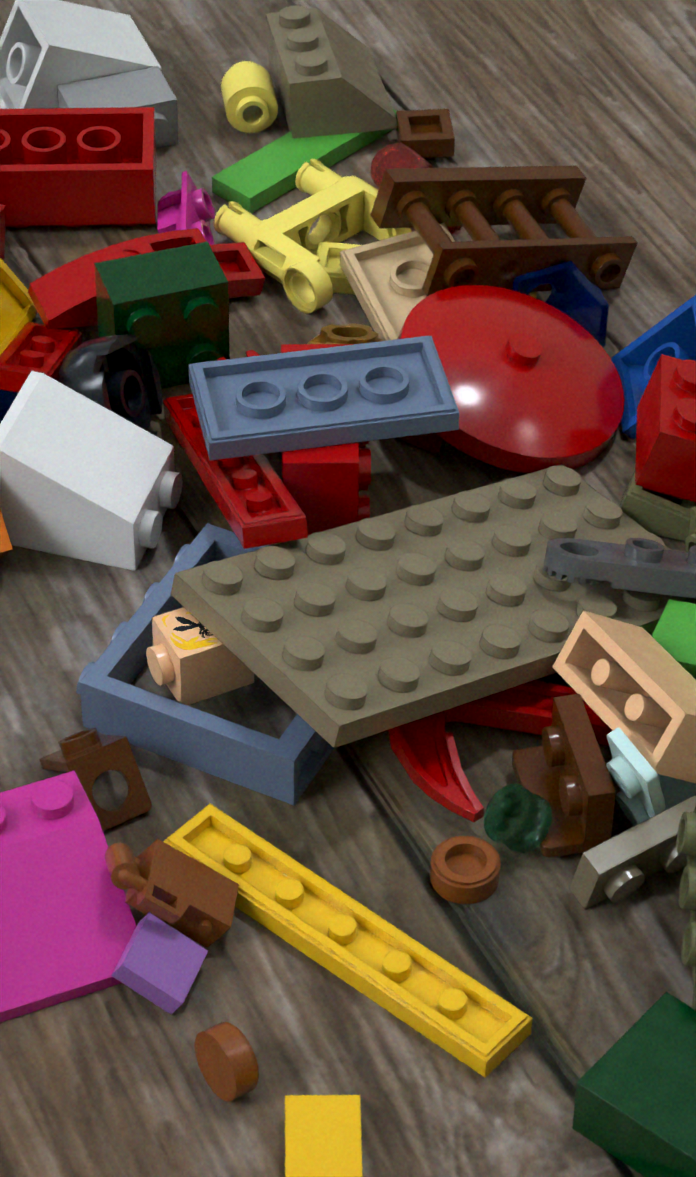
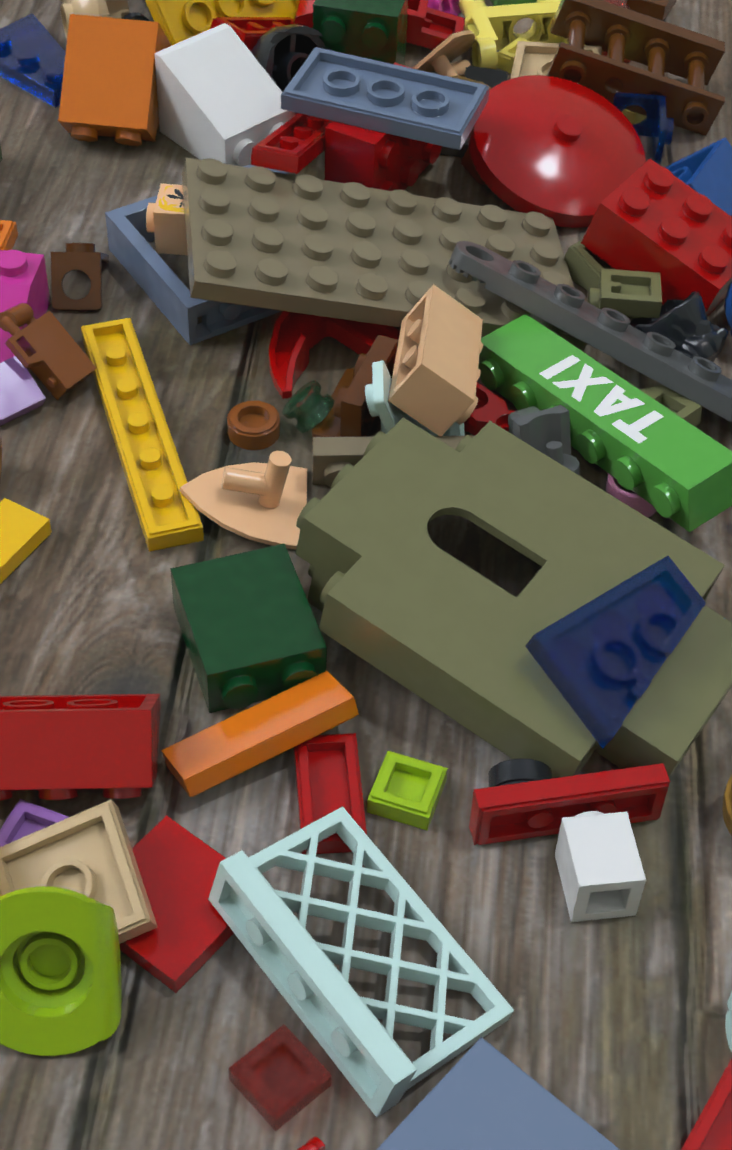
camera: 30 degrees right, 5 degrees up
(277, 309) = (448, 50): none -> light nougat shield
(338, 313) = (488, 76): none -> black tile
(556, 957) = (253, 499): none -> light nougat shield

